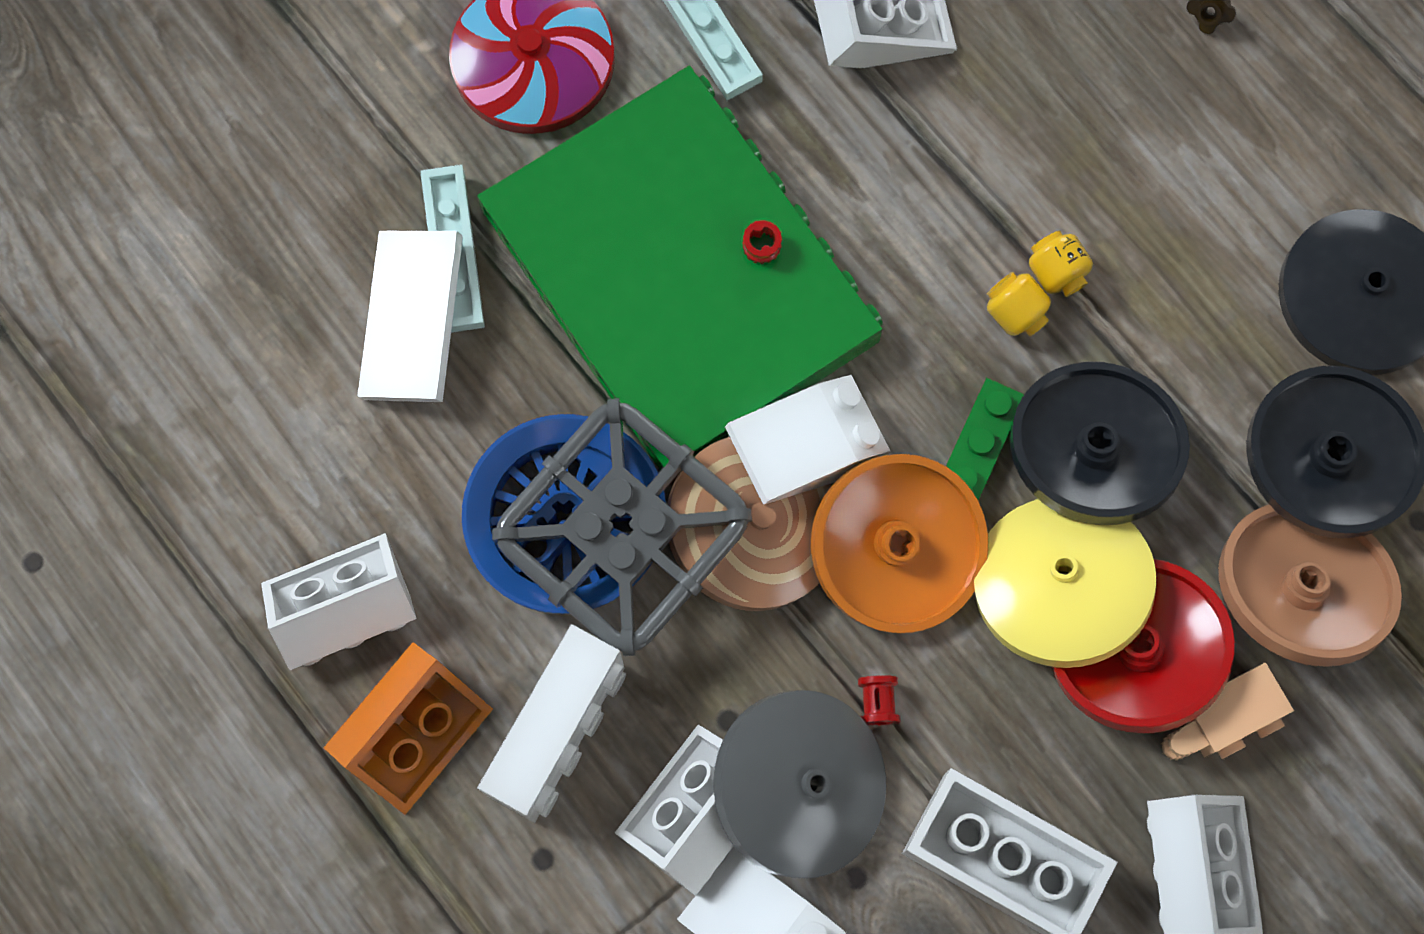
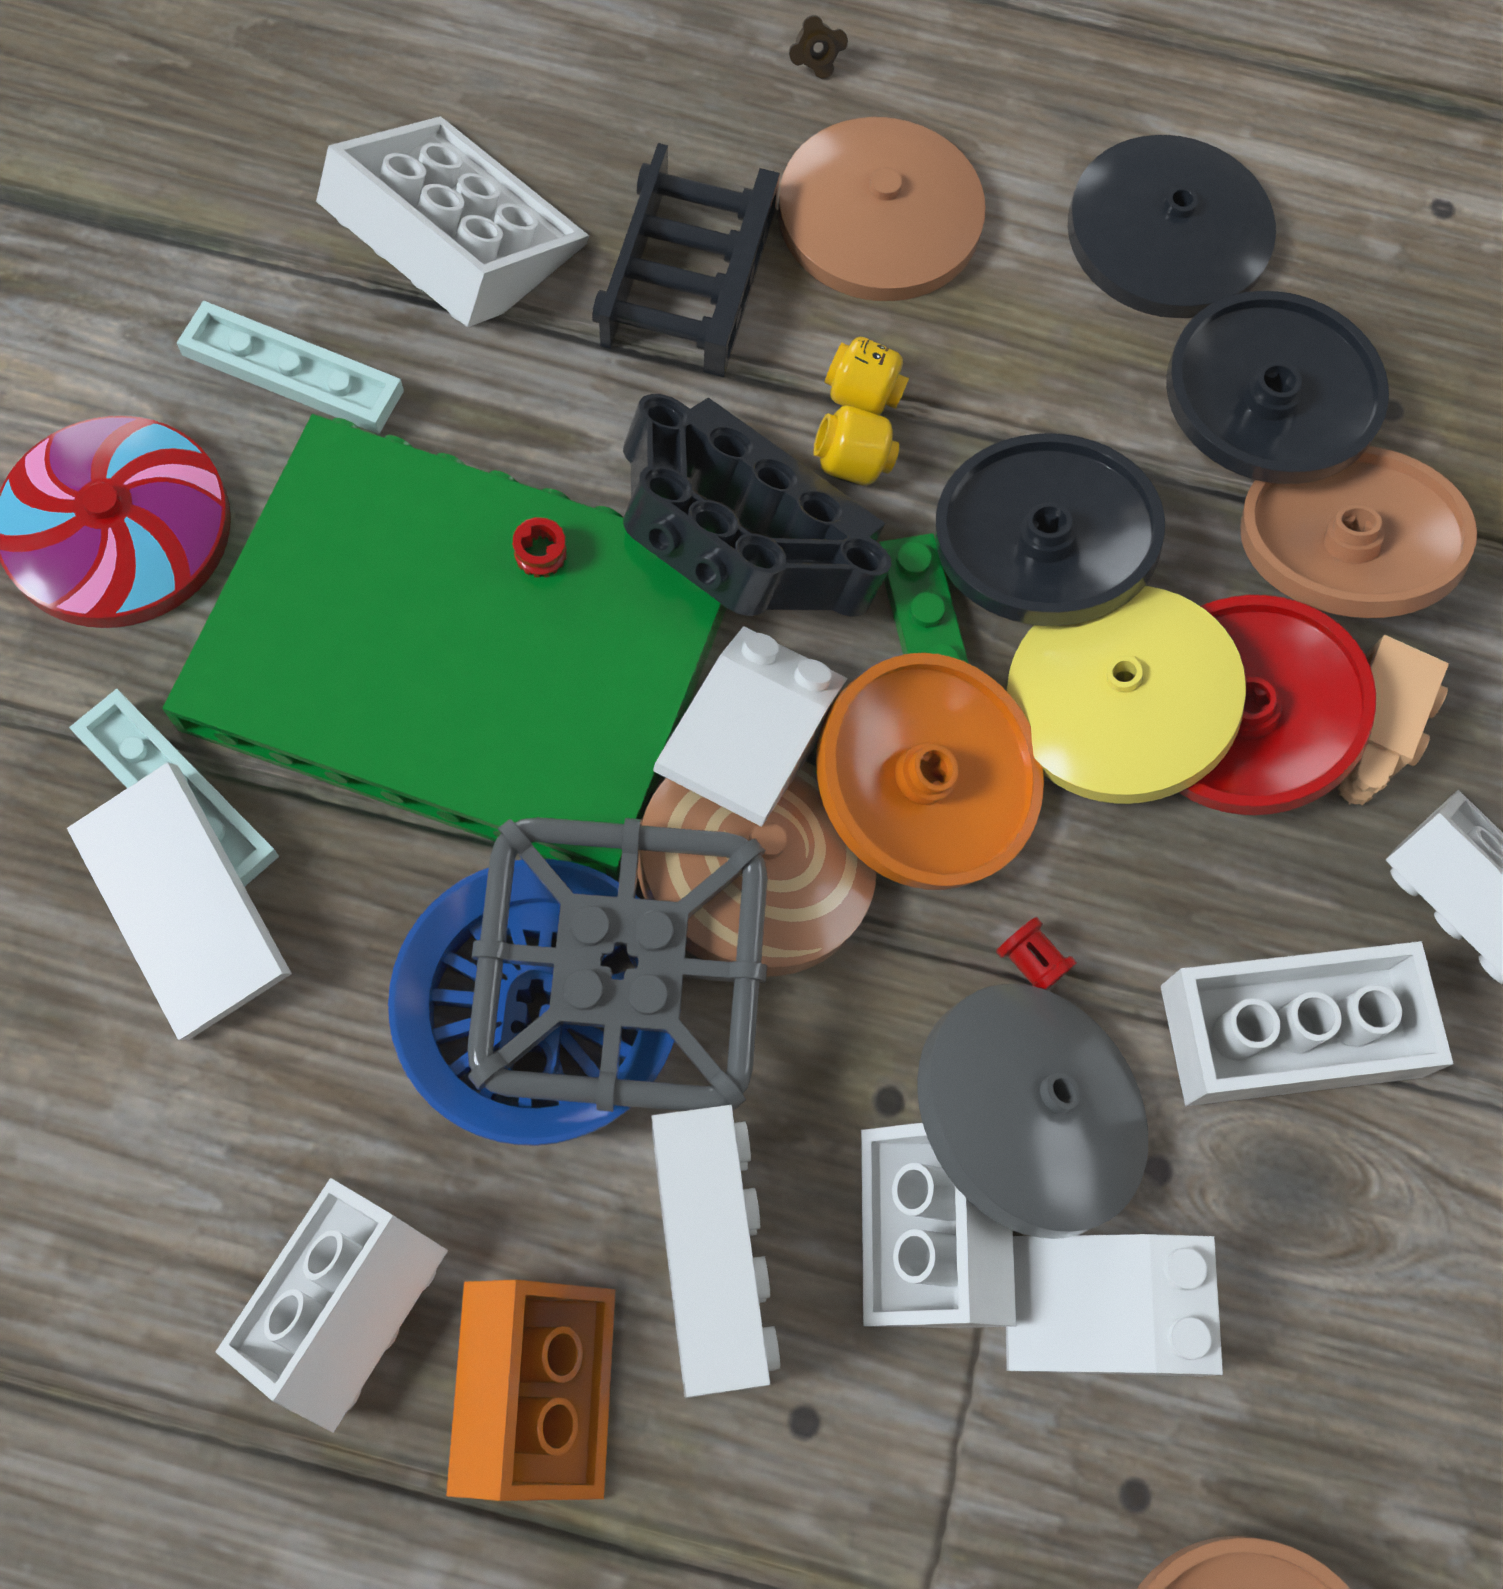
camera: 45 degrees left, 5 degrees down
(951, 349) = (820, 538): none -> black brick
(1014, 146) = (727, 291): none -> black fence
(1169, 151) = (881, 208): none -> nougat dish

